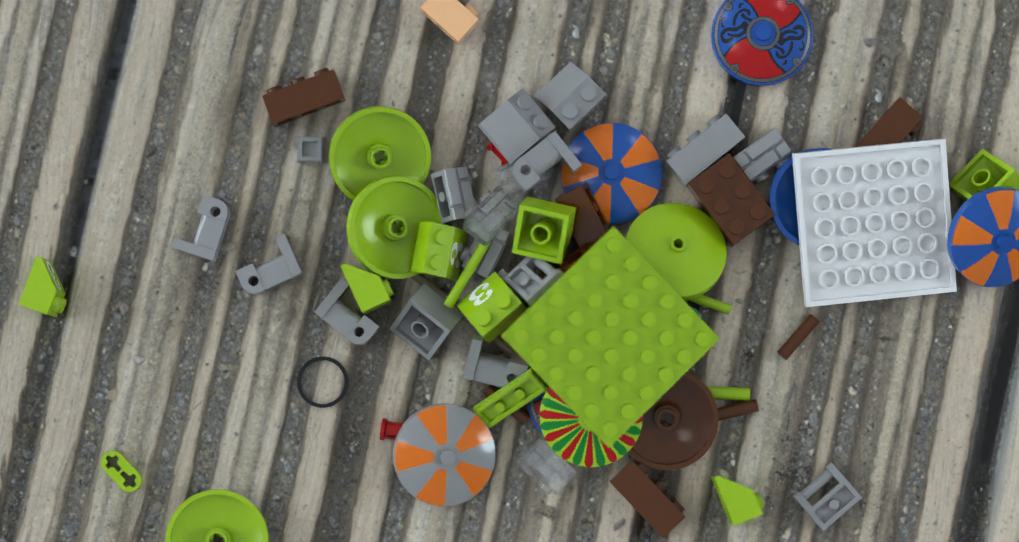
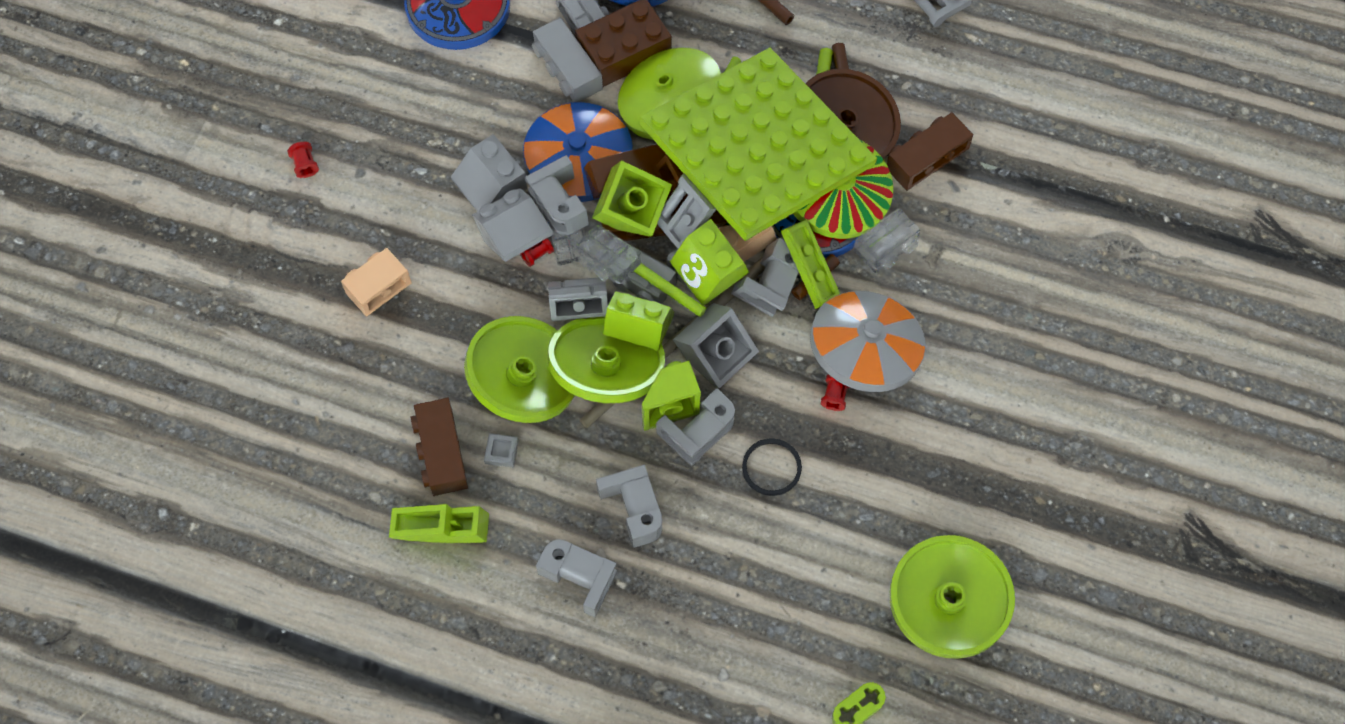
camera: 90 degrees left, 20 degrees down
(236, 108) = (439, 524): none -> lime slope
(737, 500) = (938, 64): lime slope -> none

